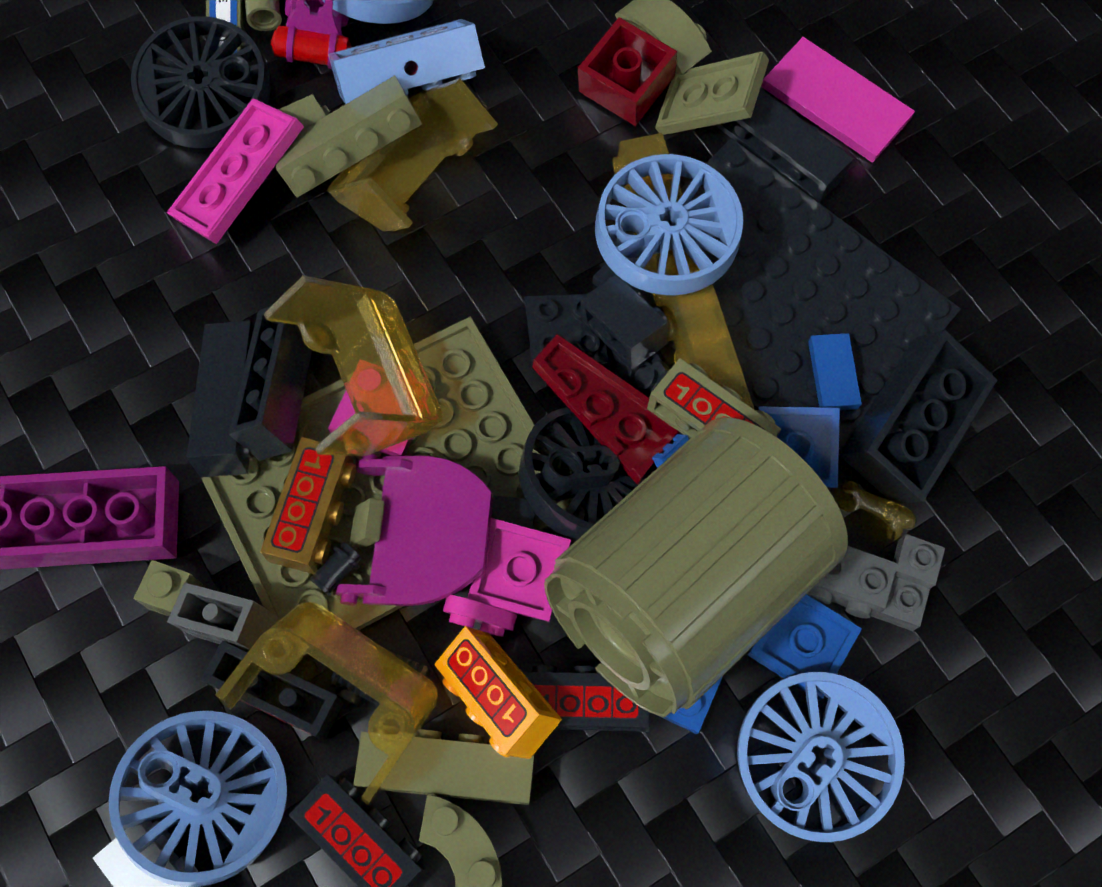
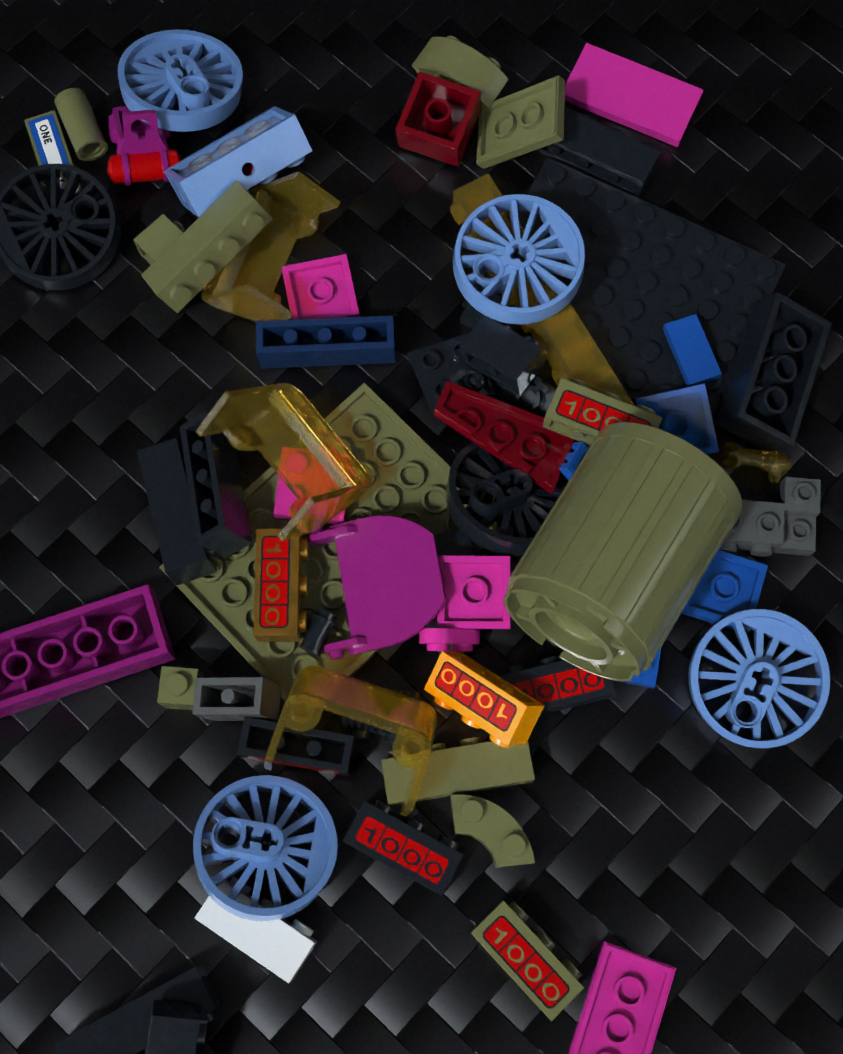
camera: 10 degrees left, 5 degrees up
(235, 170) = (116, 302): dark pink tile -> none
(367, 523) = (333, 587): olive tile -> none
(441, 263) = (325, 342): none -> dark blue brick
(452, 215) = (320, 289): none -> dark pink plate

